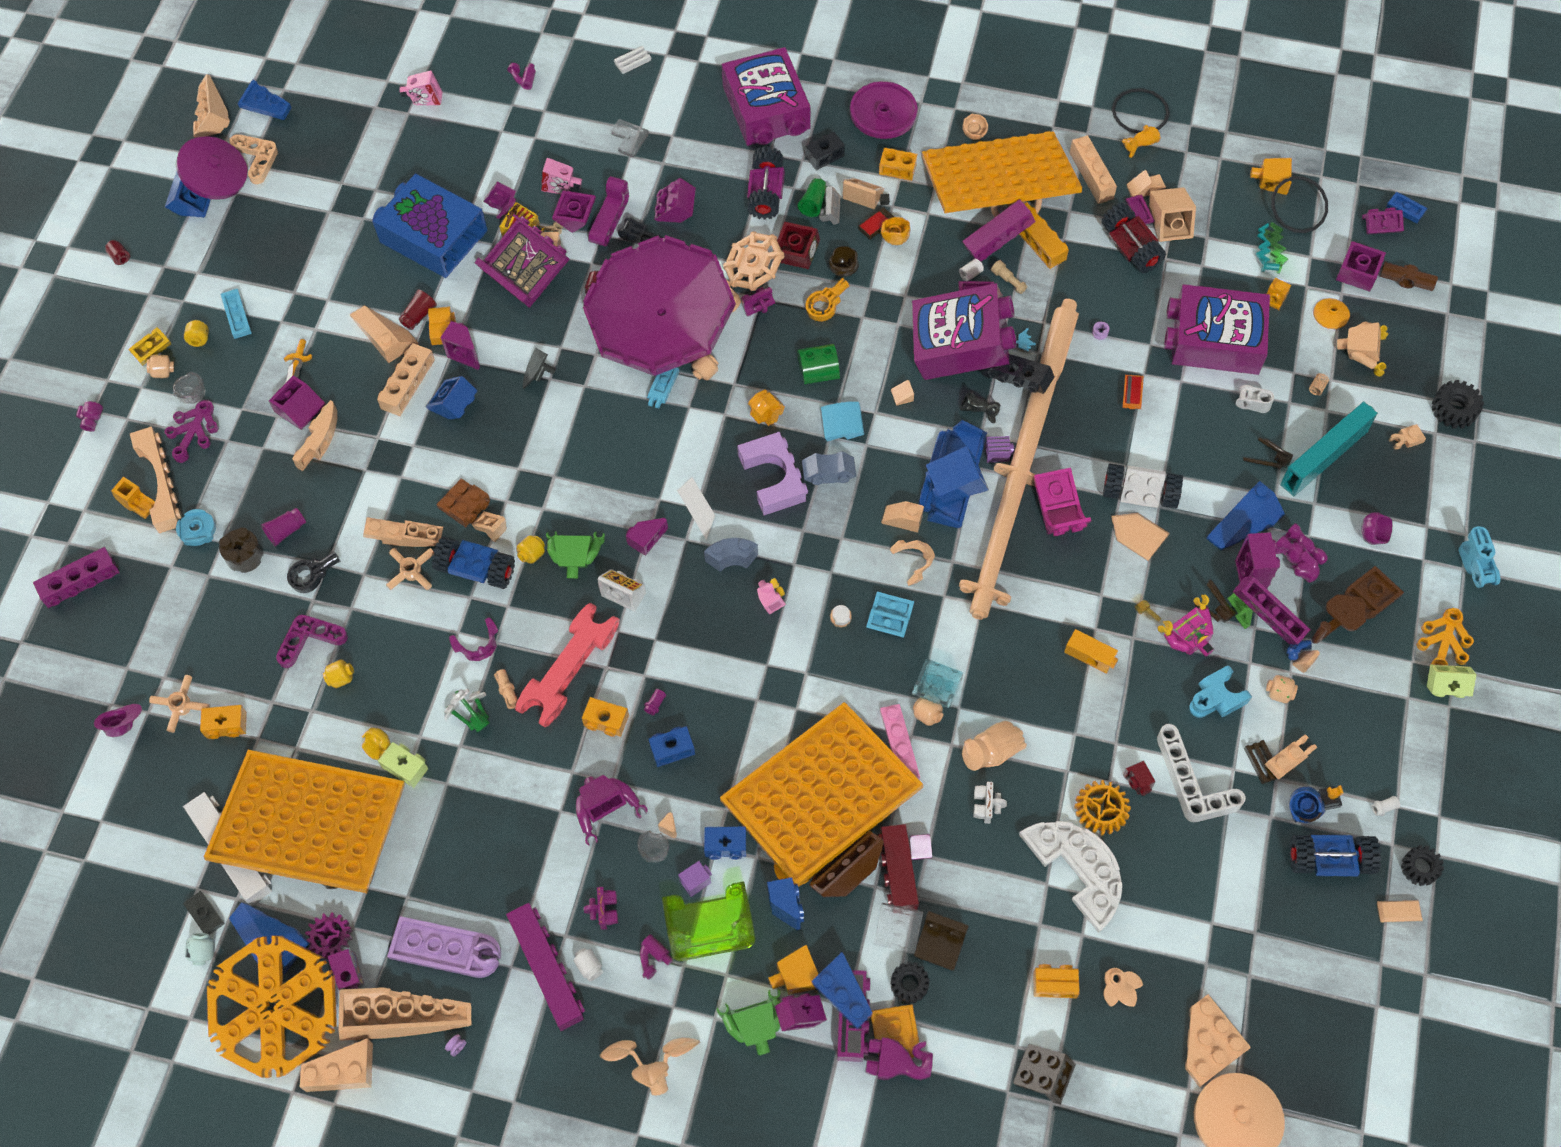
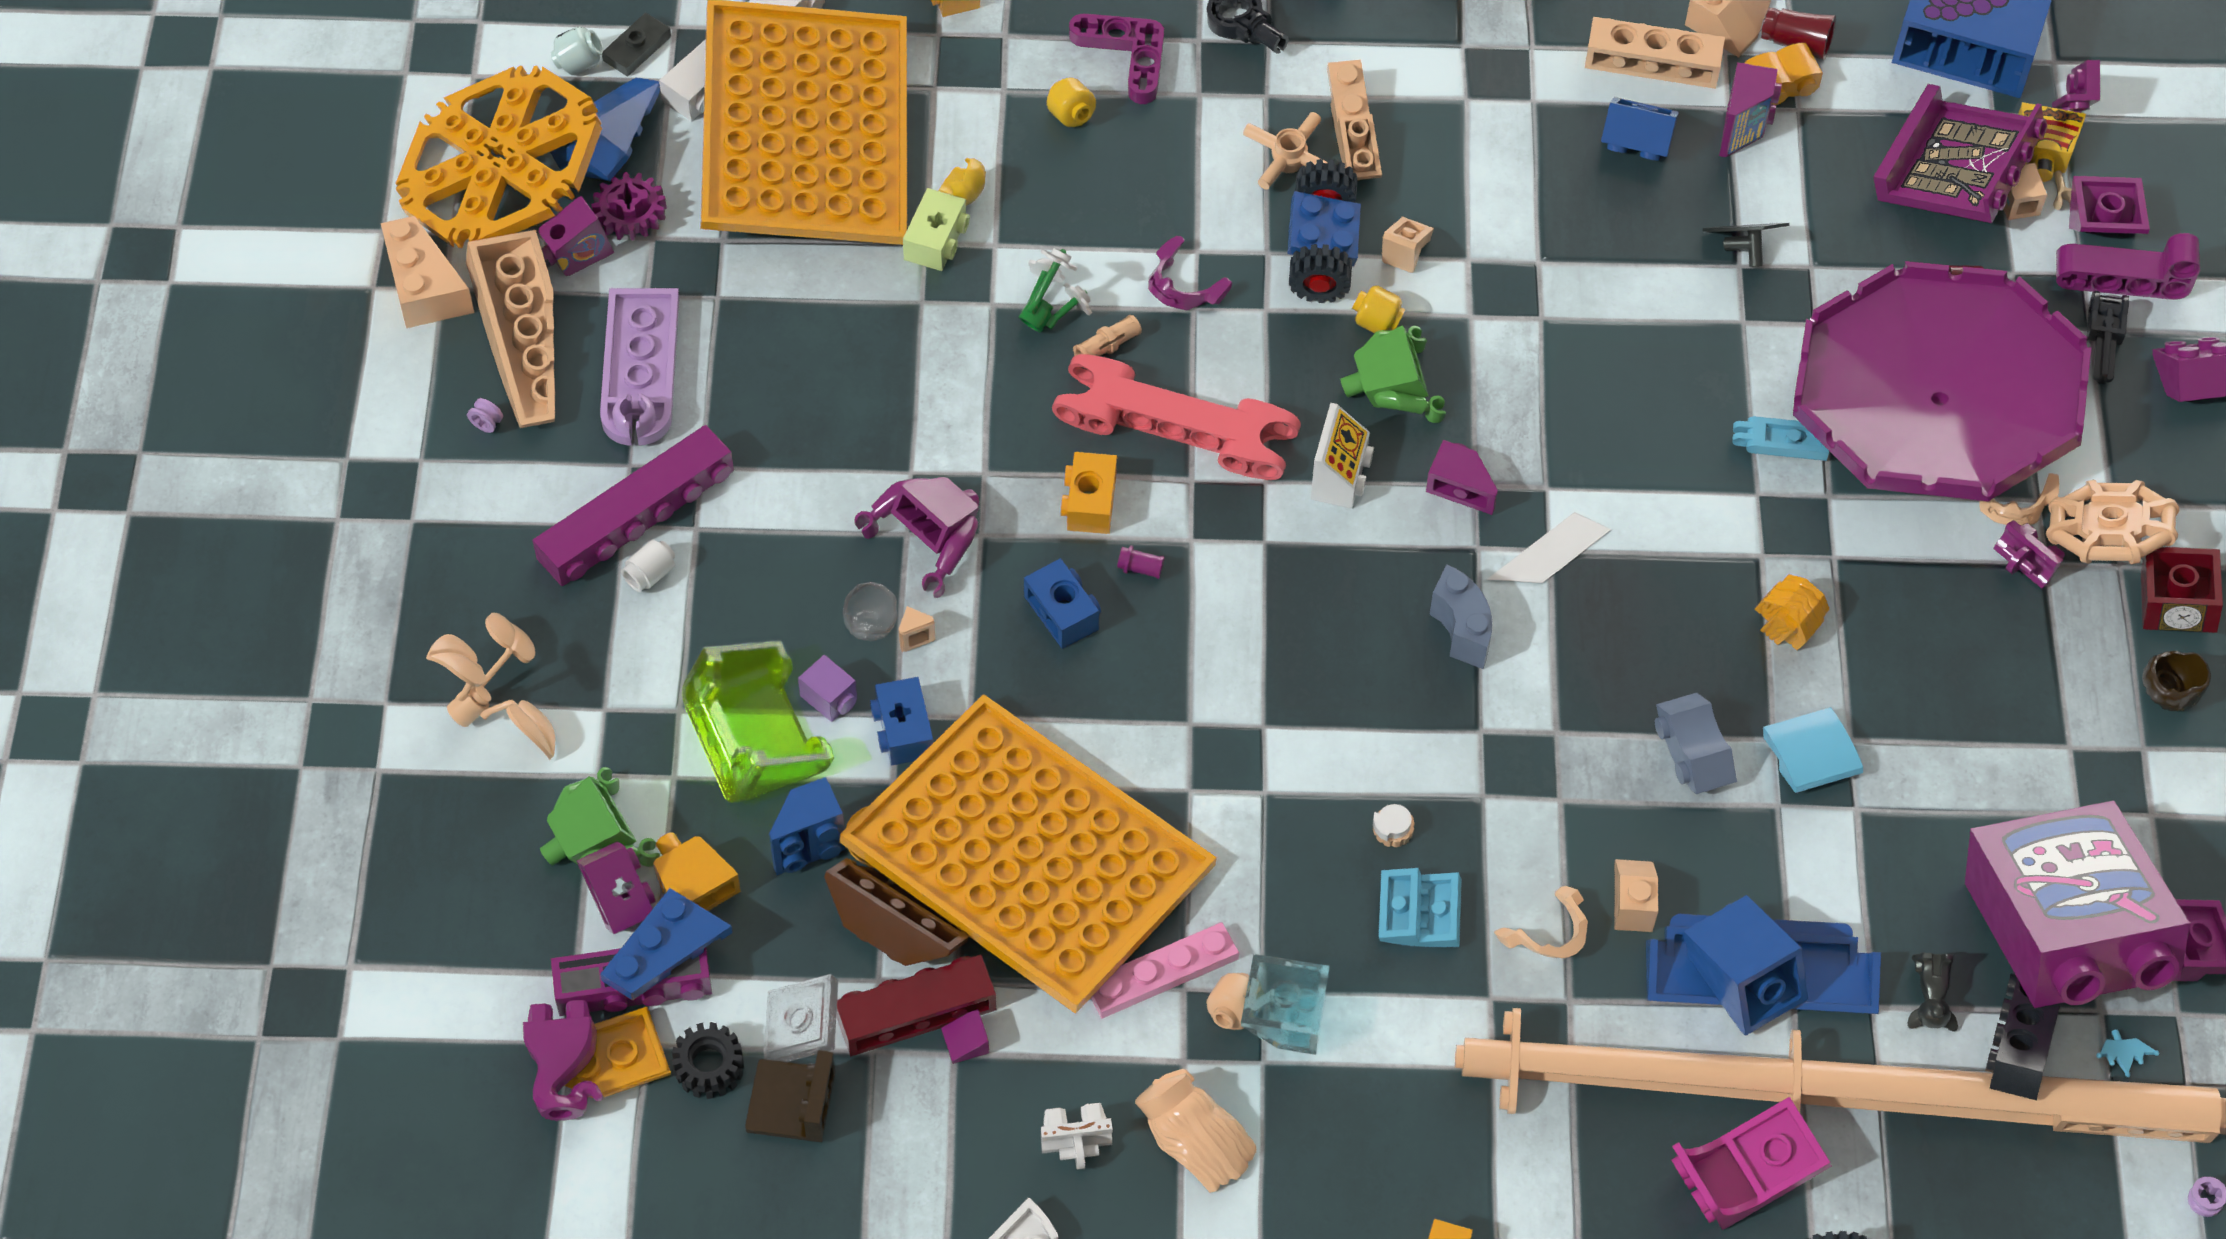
camera: 75 degrees right, 5 degrees down
(464, 502) = (1442, 196): dark orange plate -> none
(558, 177) = (2171, 167): bright pink torso -> none
(604, 898) = (747, 562): magenta hips -> none
(657, 950) = (692, 645): magenta plant -> none
(705, 367) = (1846, 496): light nougat head -> none
(769, 598) = (1393, 696): bright pink piece -> none
(774, 450) = (1632, 688): lavender arch -> none
(818, 363) = (1926, 683): green brick -> none
(827, 295) = (2085, 679): light orange pin -> none
(903, 393) = (1914, 846): light nougat slope -> none
(998, 449) = (1842, 1035): medium lavender brick -> none

